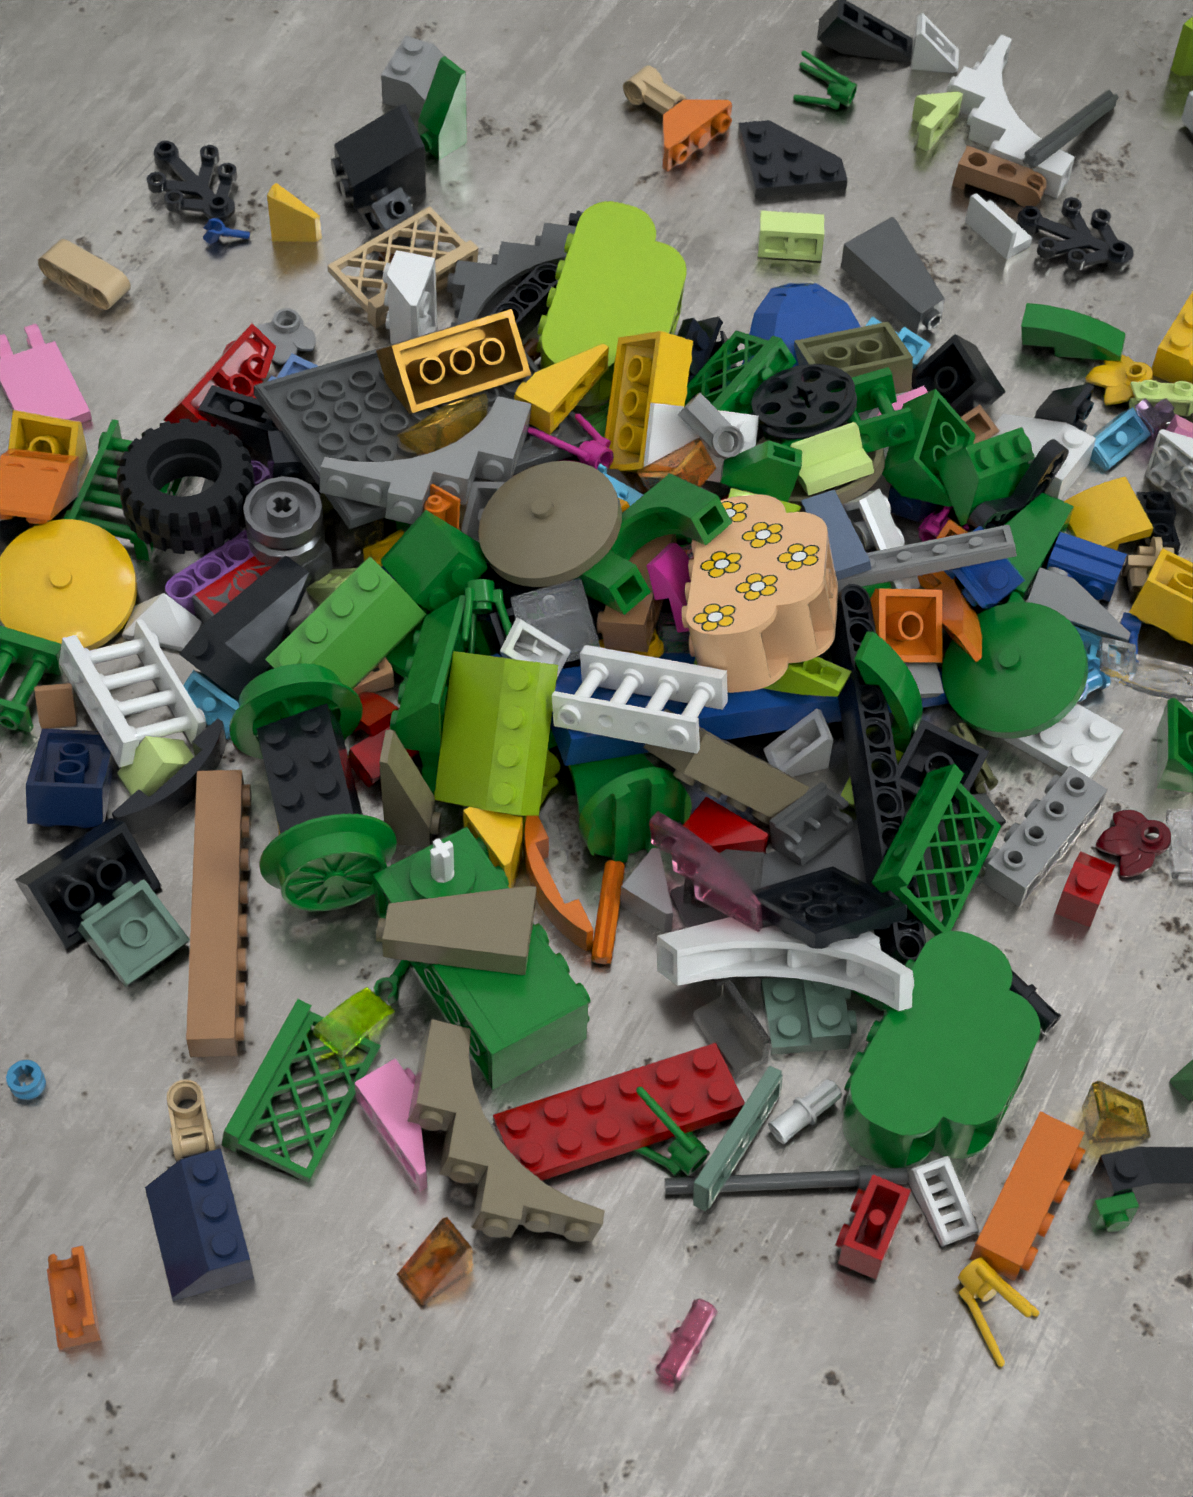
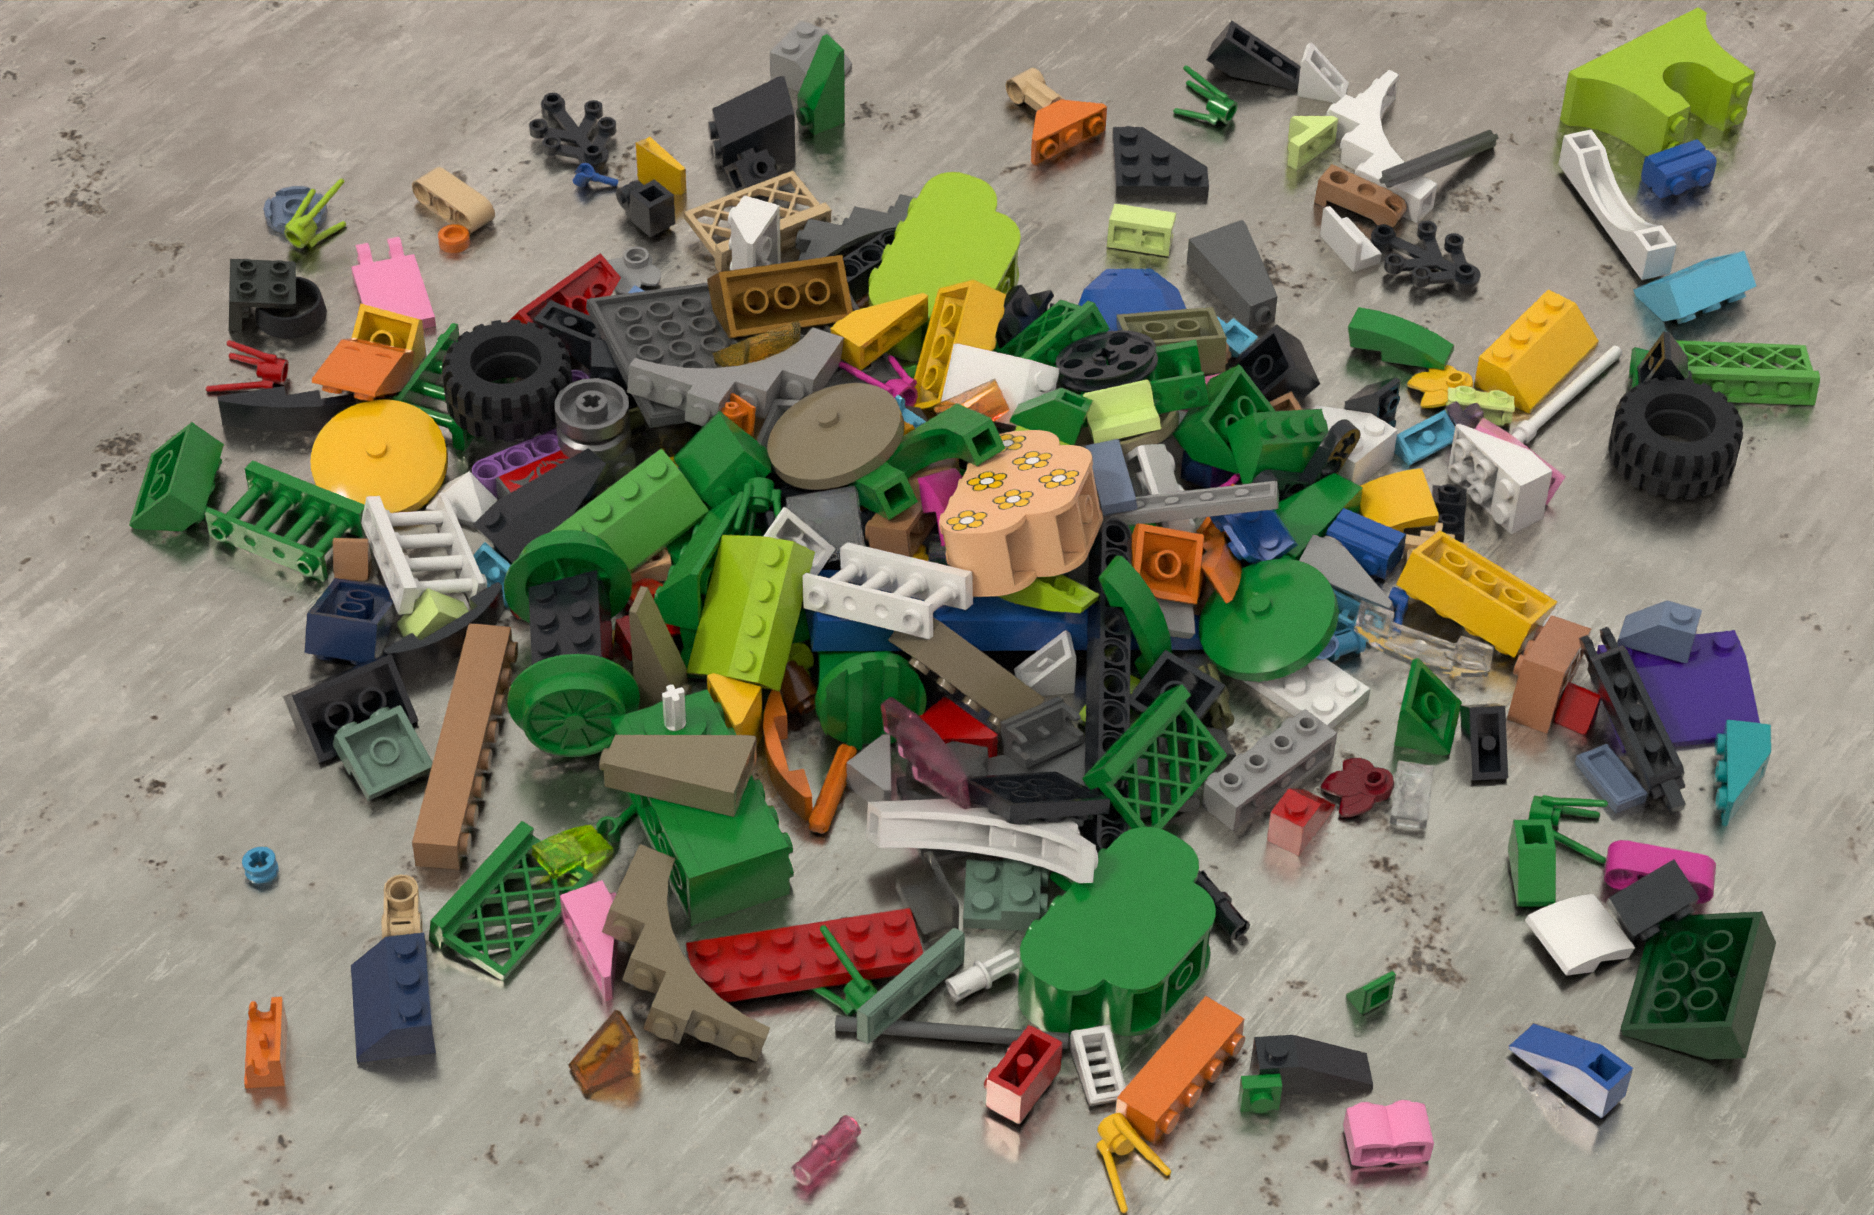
camera: 10 degrees right, 10 degrees down
(92, 317) = (454, 238): none -> orange tile
(289, 261) = (648, 205): none -> black brick
(555, 805) = (798, 689): none -> reddish brown brick
(709, 424) = (1006, 367): light grey piece -> none
(1113, 1115) = (1281, 1010): clear yellow slope -> none

